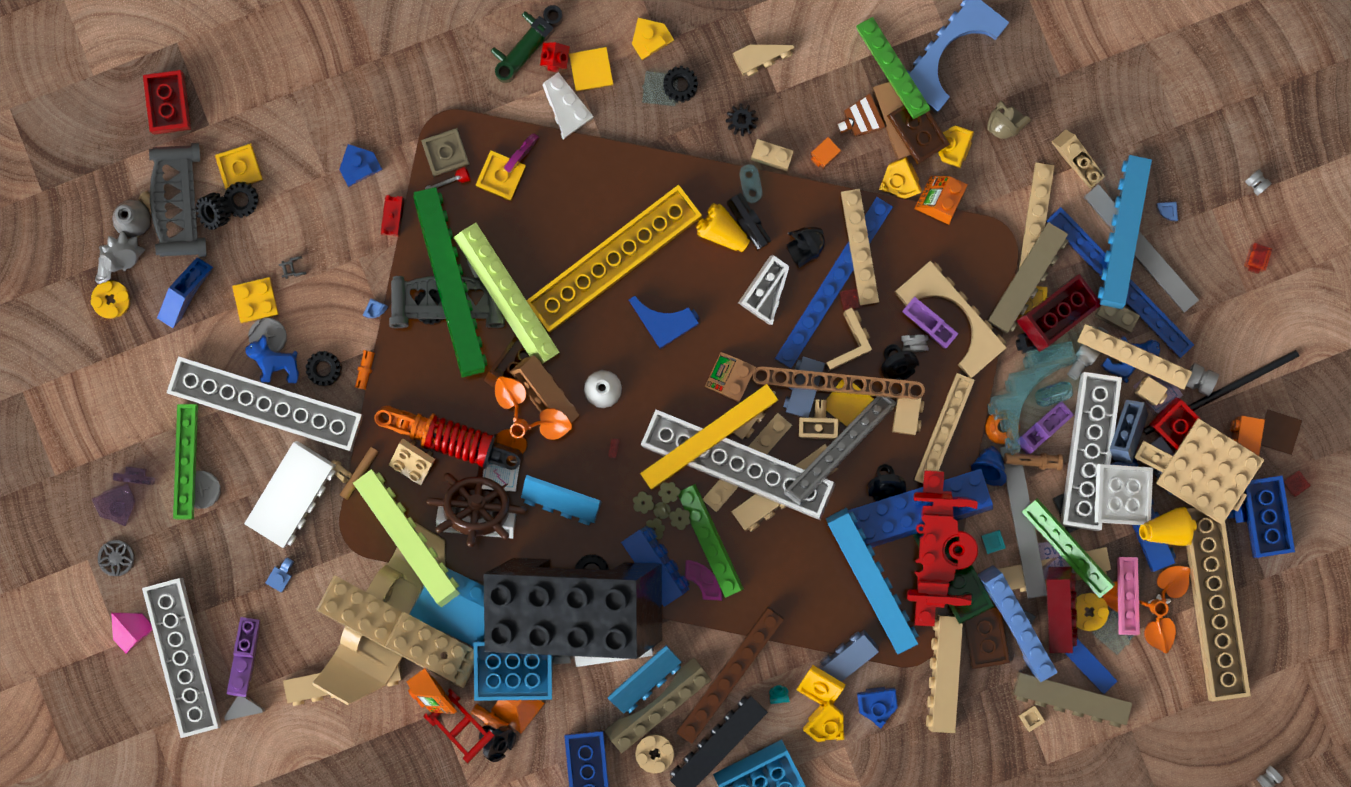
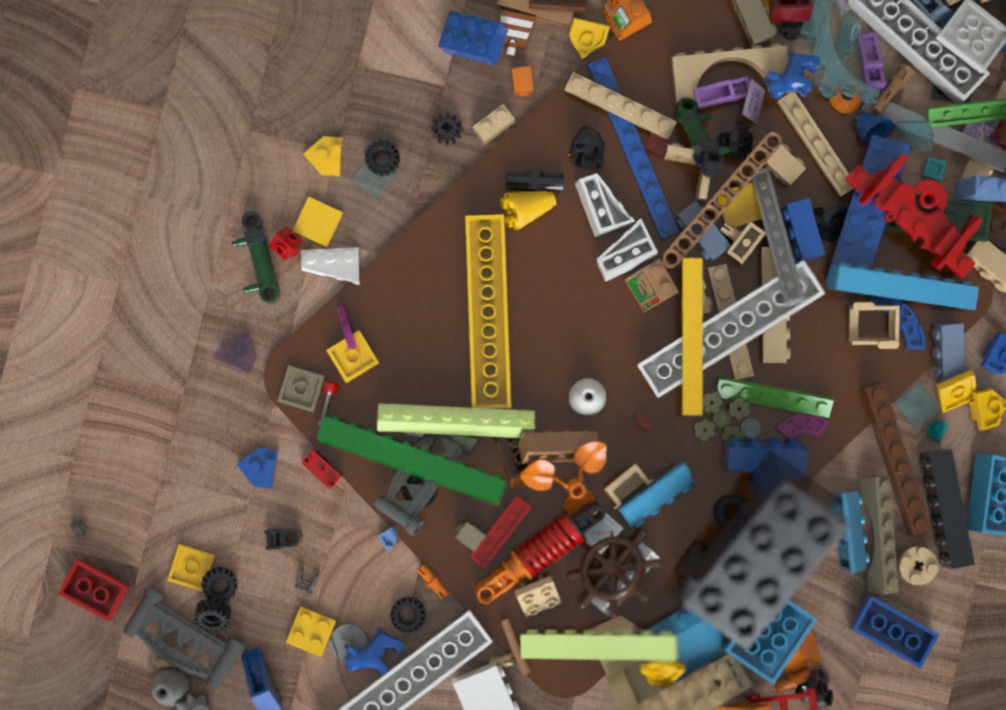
camera: 60 degrees left, 0 degrees up
(206, 53) = (78, 528): none -> dark grey plate
(311, 221) = (279, 538): none -> black piece
(420, 602) = (662, 672): none -> yellow plate
(422, 372) = (469, 535): none -> dark tan brick
(437, 80) = (237, 353): none -> clear purple plate
(443, 395) = (500, 531): none -> red plate
(551, 468) = (626, 484): none -> tan piece
(665, 326) = (572, 311): blue arch -> none
(671, 539) = (750, 427): none -> clear light blue plate
(742, 337) = (628, 252): none -> white wedge
(750, 183) = (505, 157): clear light blue plate -> none
(756, 56) = (404, 78): tan slope -> none
(786, 665) = (917, 406): none -> clear light blue piece
(816, 597) = (891, 342): none -> tan piece
(830, 87) = (473, 38): none -> blue brick
(851, 603) = (908, 322): none -> blue tile
(860, 467) = (802, 231): none -> blue brick
(866, 341) = (705, 150): none -> piece
(915, 343) = (730, 117): light grey wheel -> none
(941, 353) = (753, 101): none -> clear purple sticker
(979, 370) = (793, 76): none -> blue animal
(1008, 506) = (916, 134): none -> clear light blue piece

